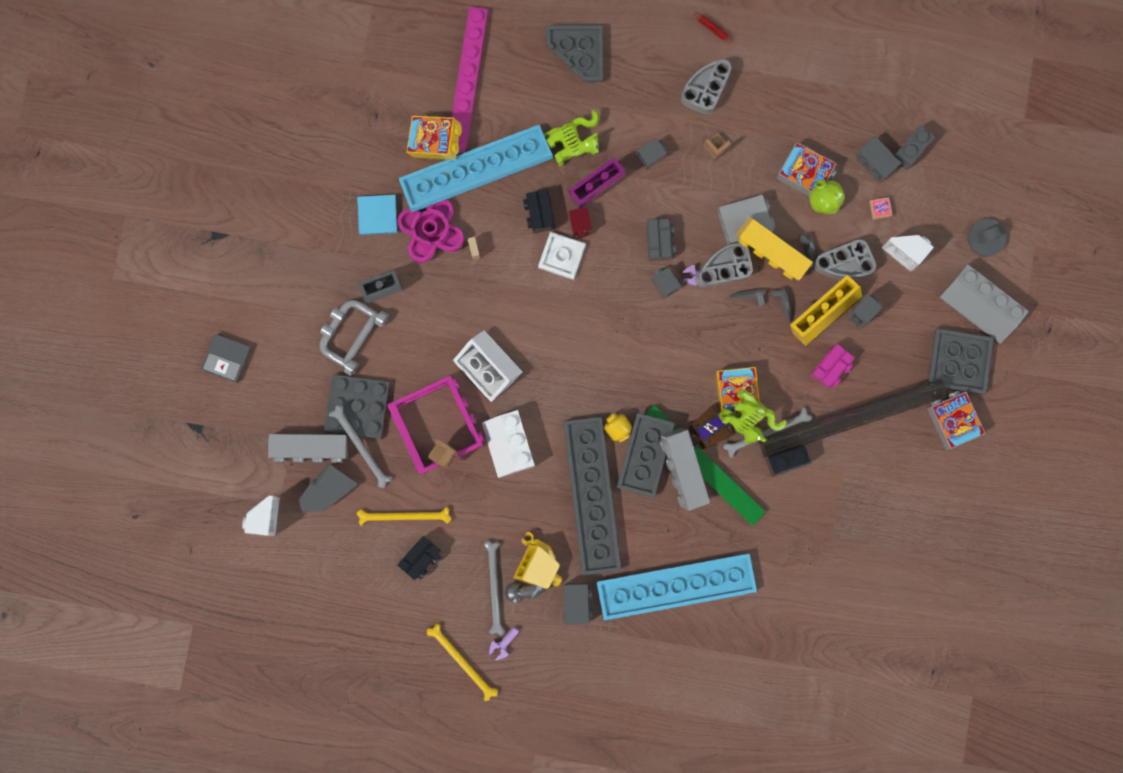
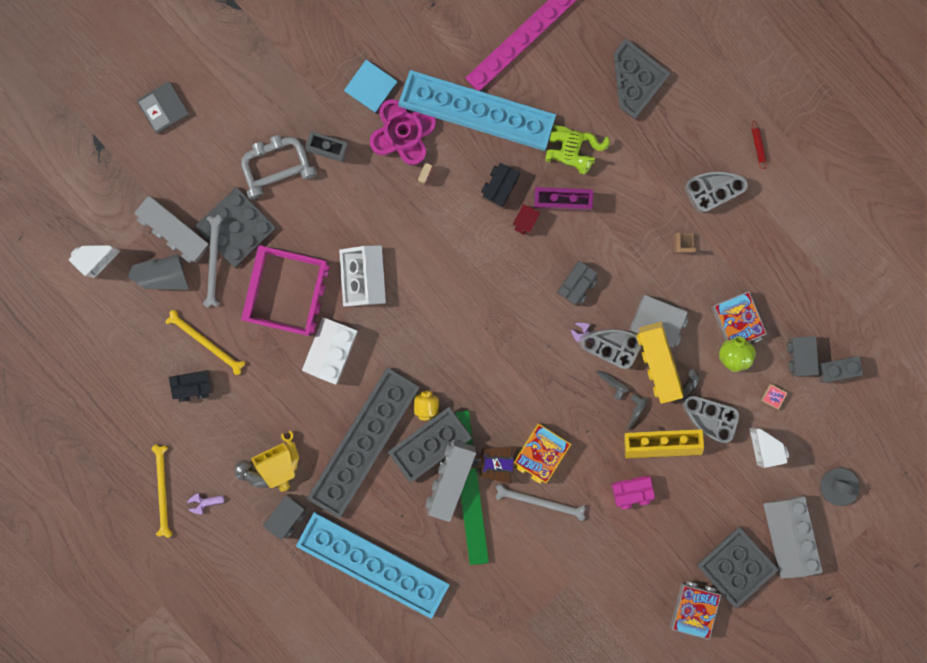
camera: 40 degrees right, 5 degrees up
(434, 137) = (463, 60): brick -> none
(442, 454) = (270, 319): medium nougat panel -> none
(496, 627) = (253, 421): light grey piece -> none
(561, 255) = (490, 234): white tile -> none
(652, 153) = (627, 209): dark grey brick -> none
(665, 282) = (555, 320): dark grey brick -> none
(749, 414) = (533, 478): lime animal -> none
(788, 461) = (537, 537): black brick -> none
(853, 418) = (615, 544): clear smoke plate -> none
(864, 311) = (693, 468): dark grey brick -> none

